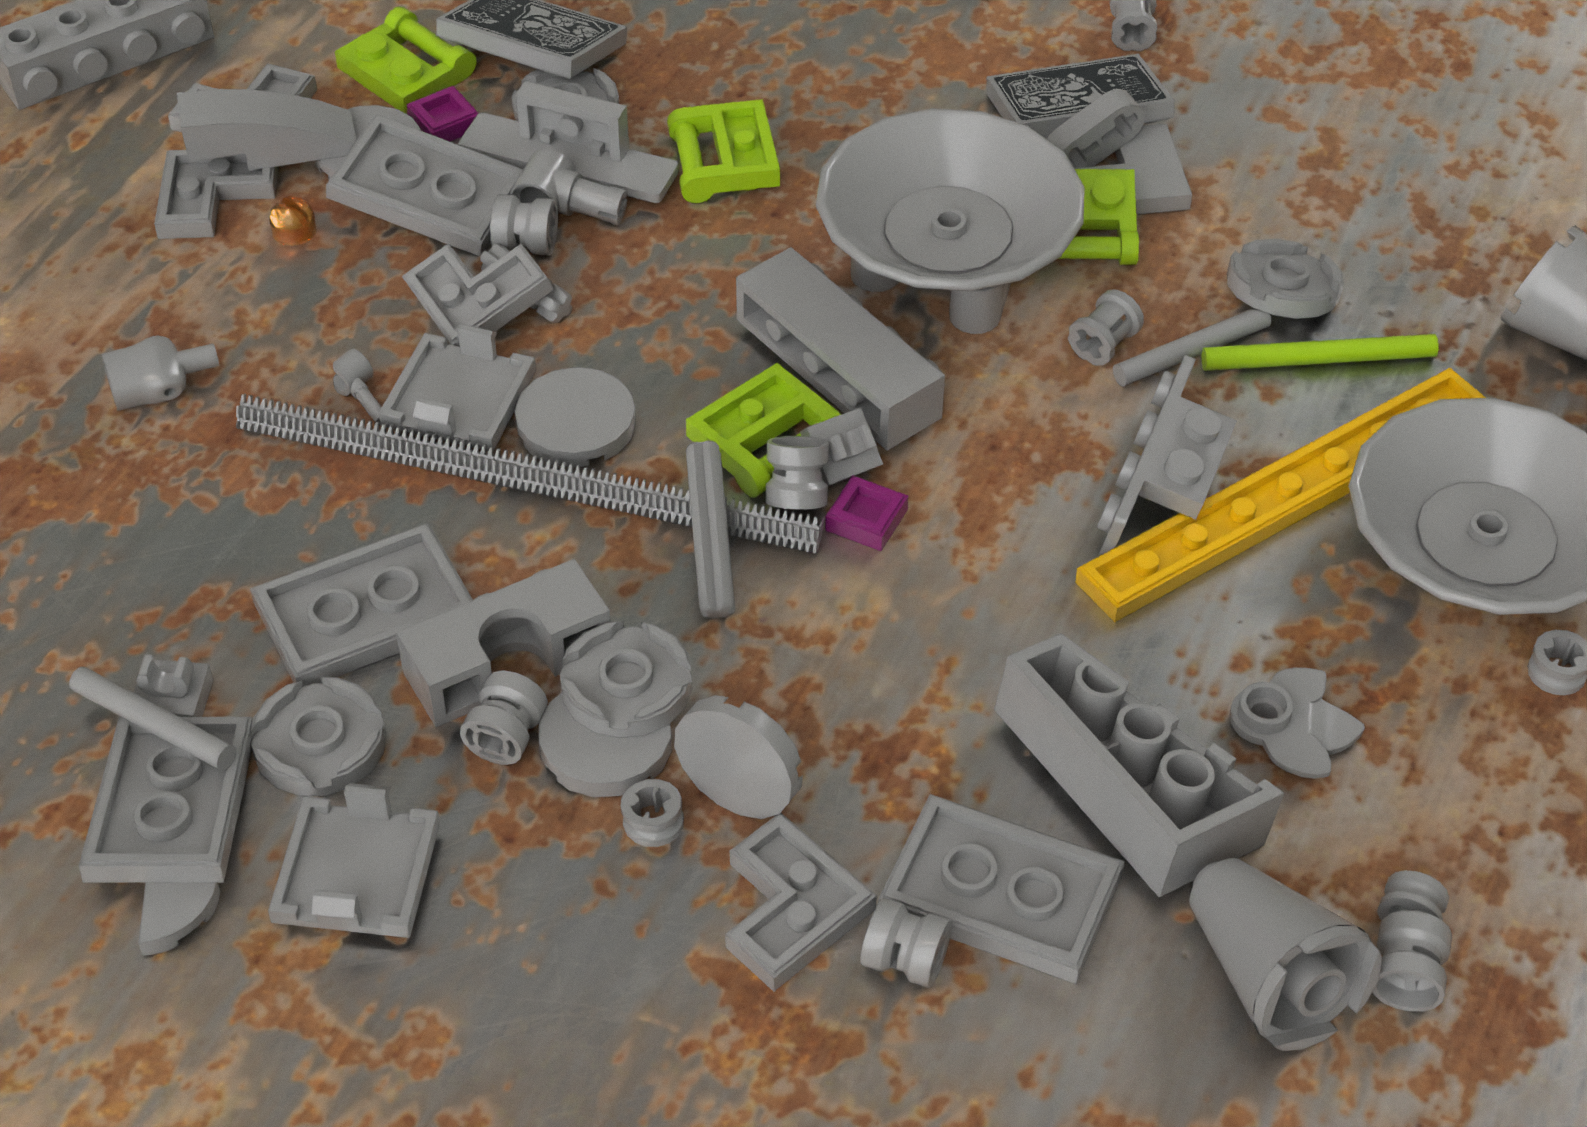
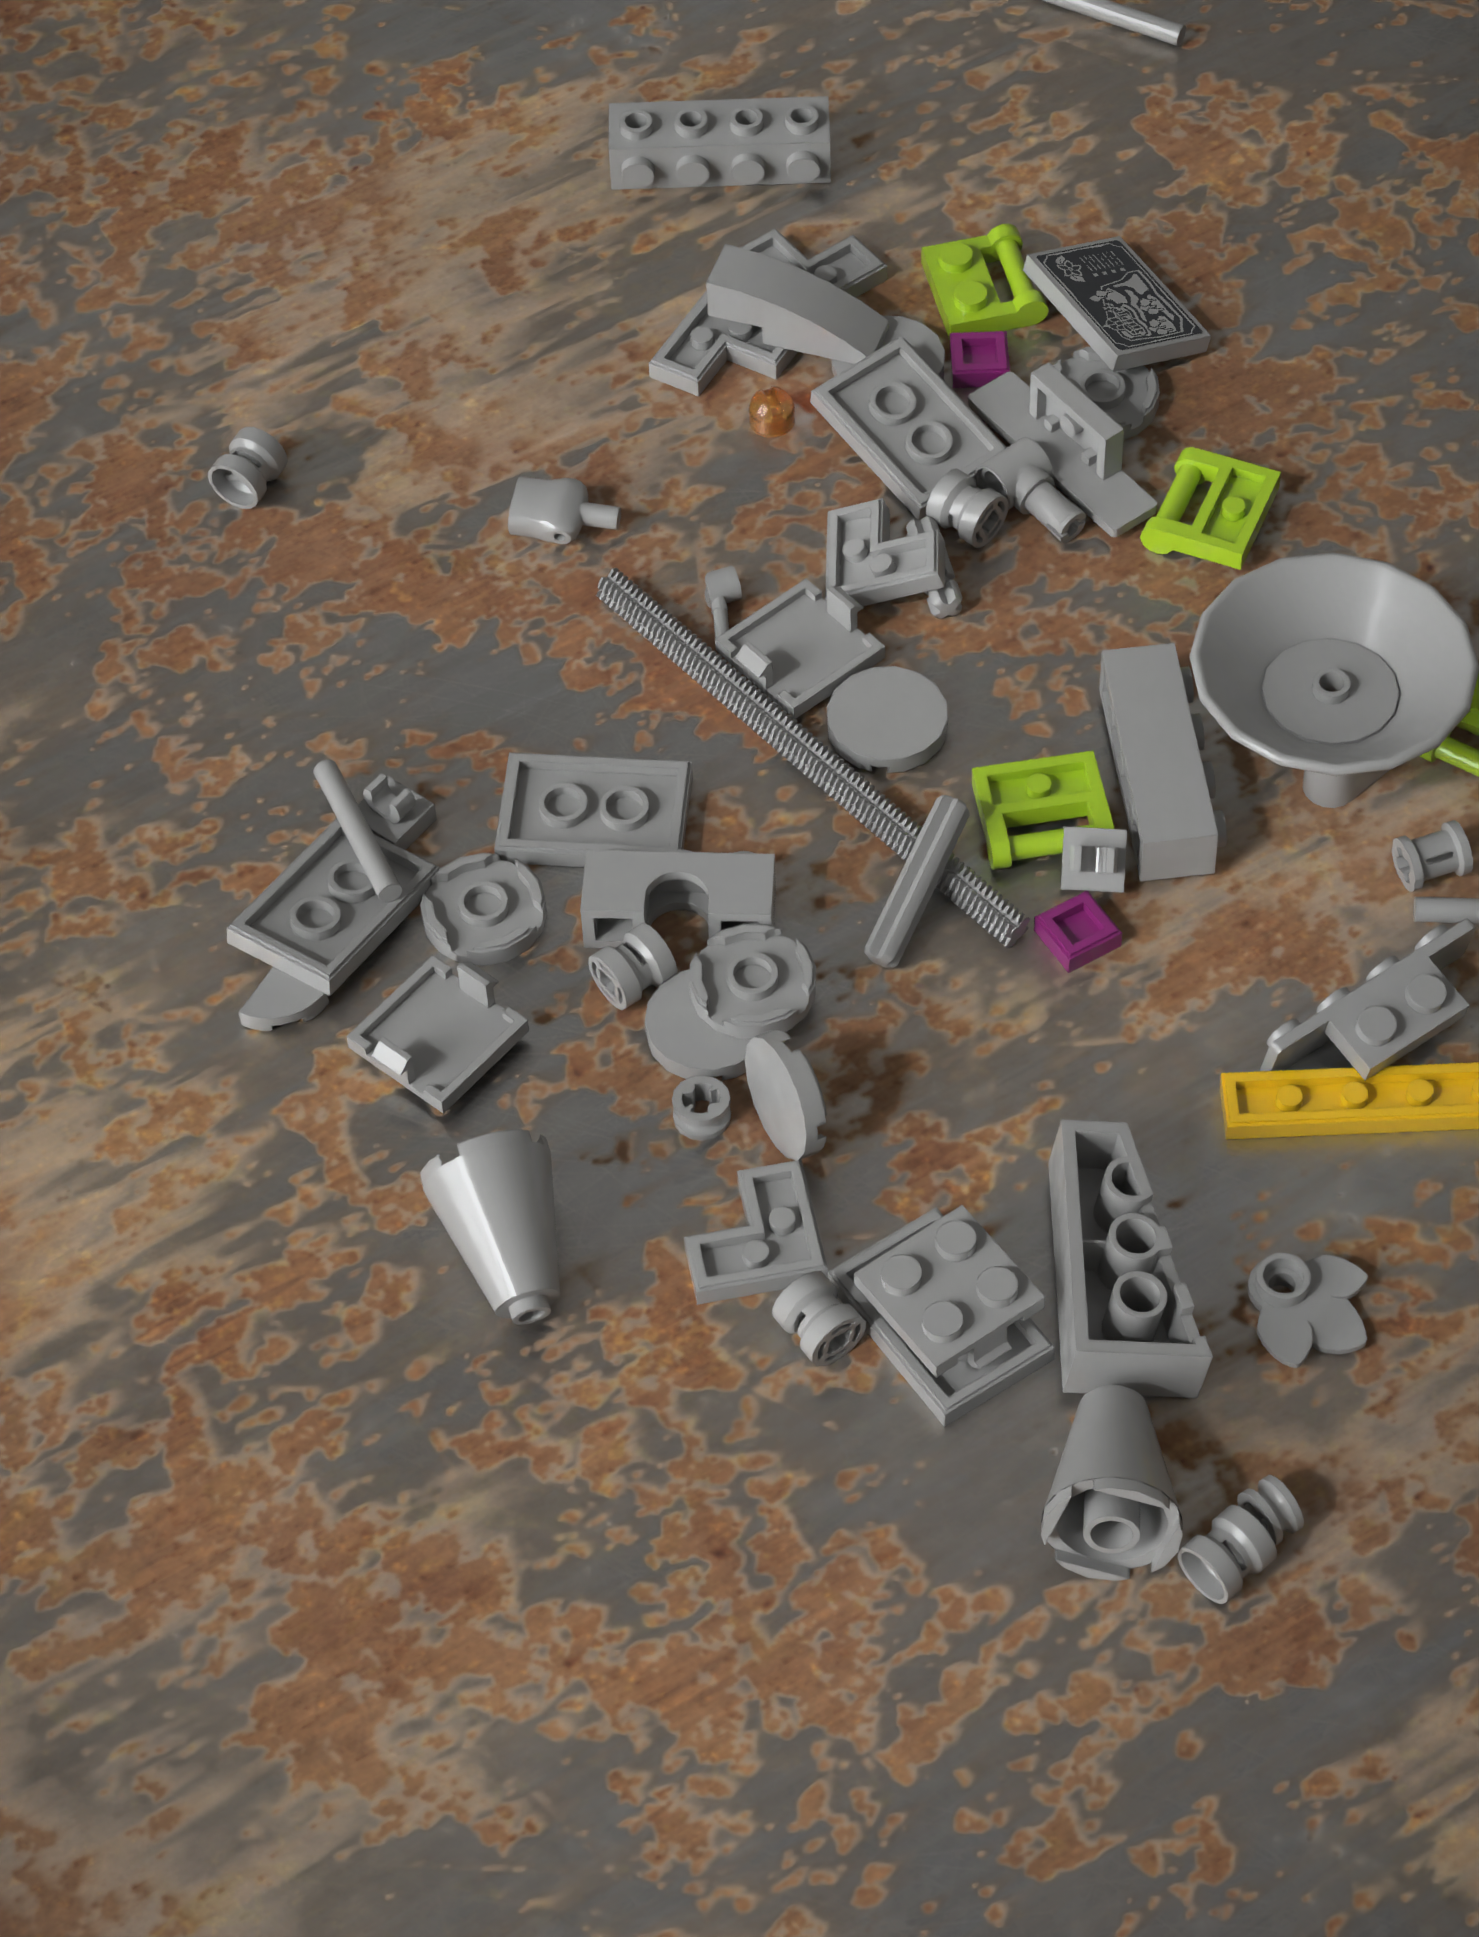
camera: 35 degrees right, 5 degrees up
(553, 1004) = (502, 1219): none -> light grey cone
(797, 472) = (1029, 866): light grey wheel -> none
(1016, 855) = (950, 1293): none -> light grey piece

